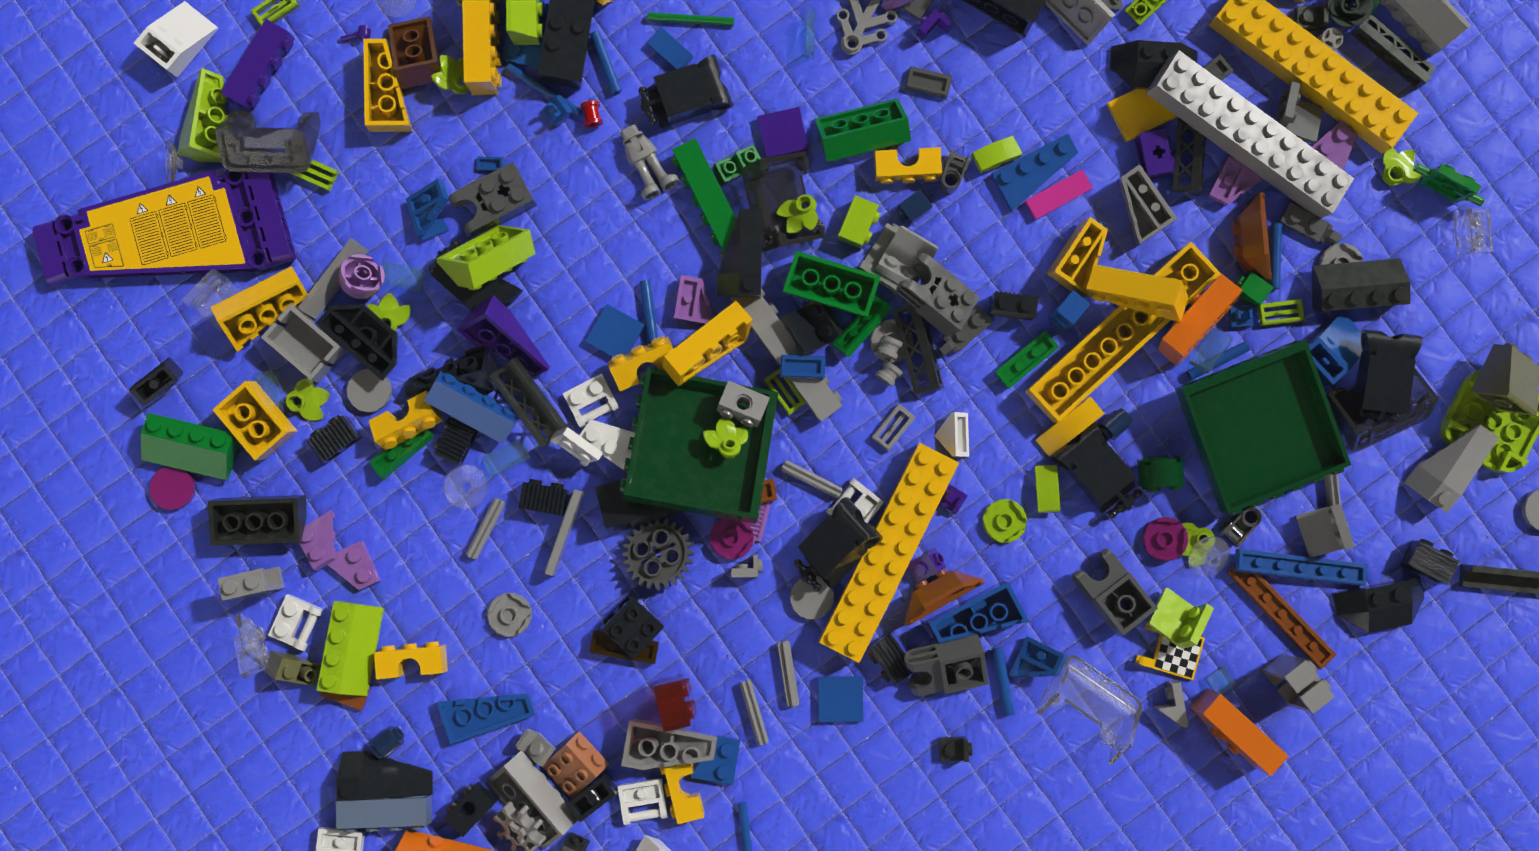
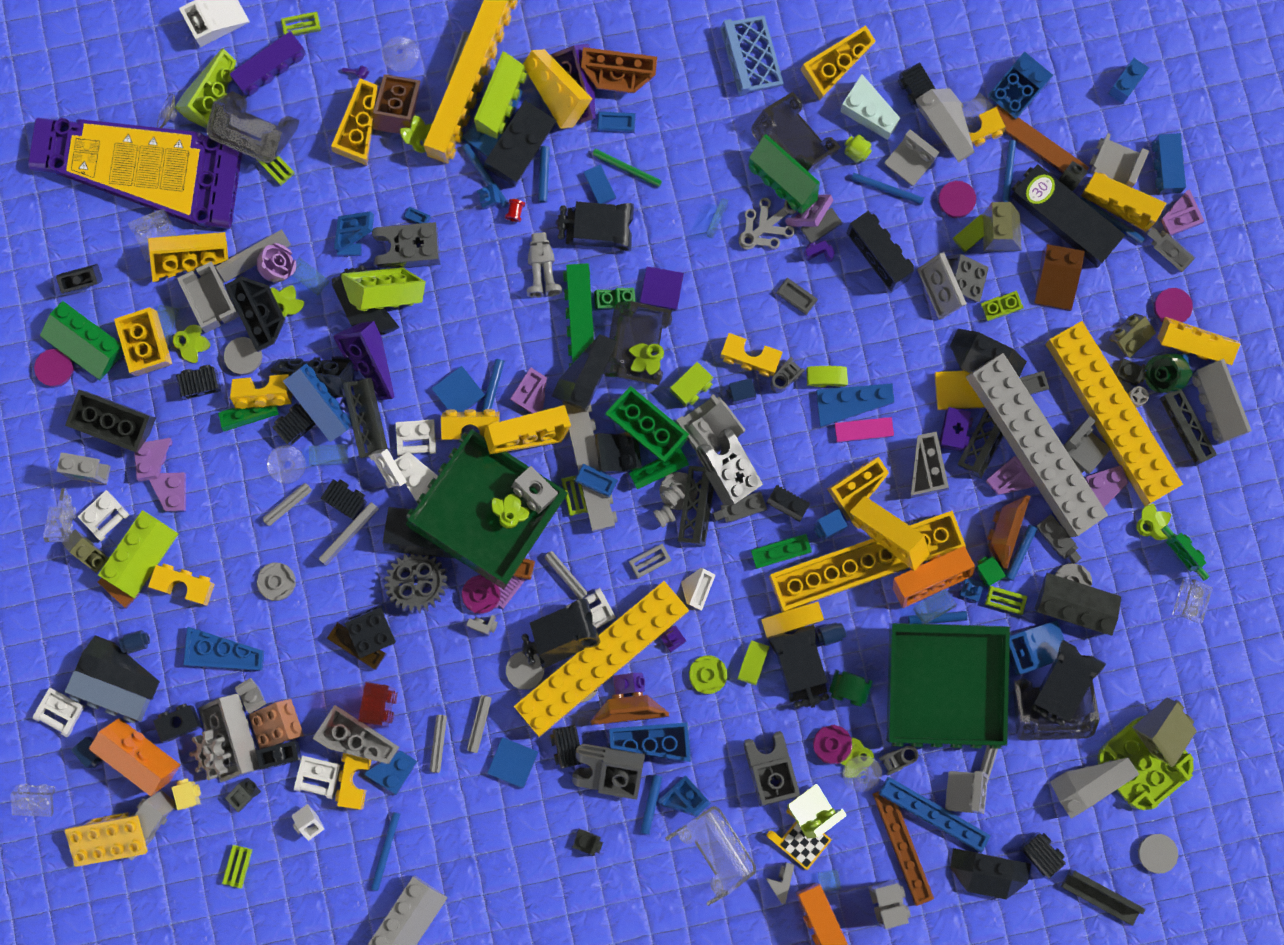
camera: 20 degrees right, 5 degrees down
(863, 130) = (727, 312): green slope -> none

